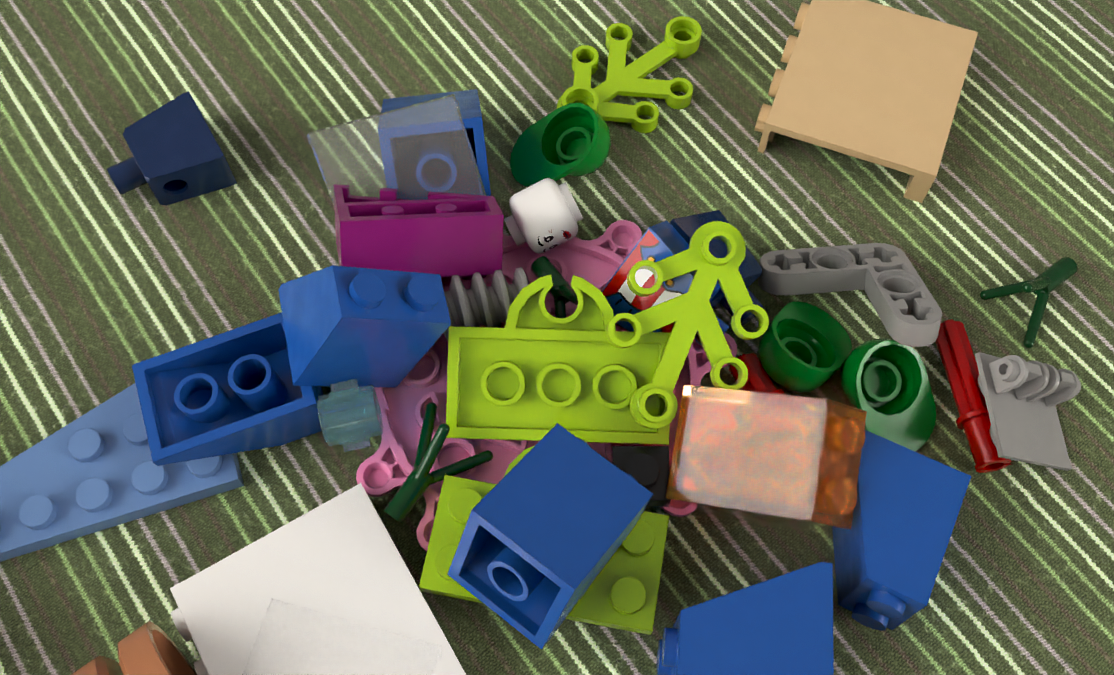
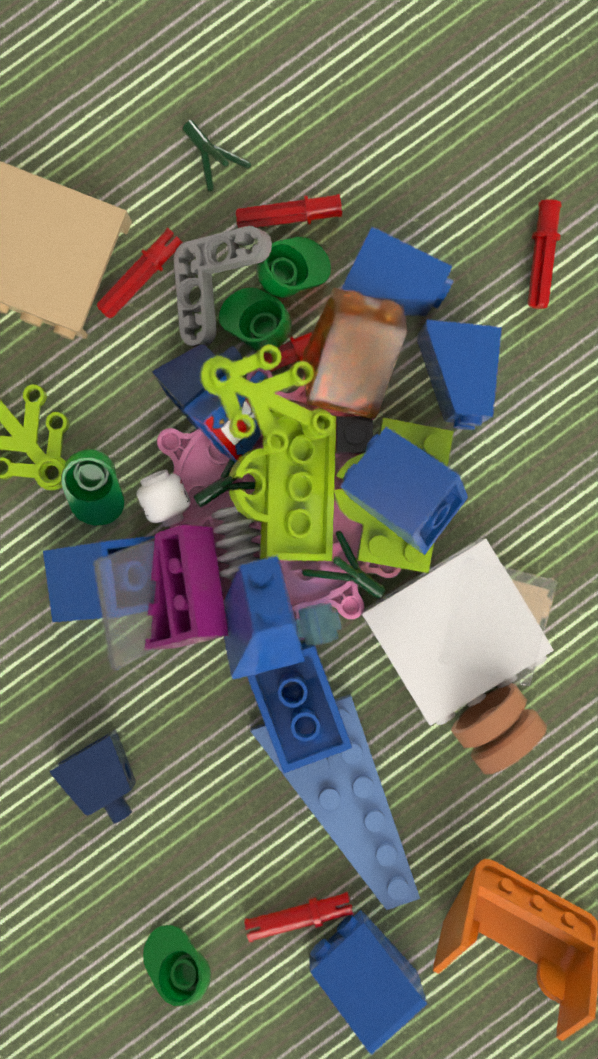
camera: 90 degrees left, 25 degrees up
(852, 204) = (138, 274): none -> red axle
(1023, 408) = (304, 178): light grey hinge -> none

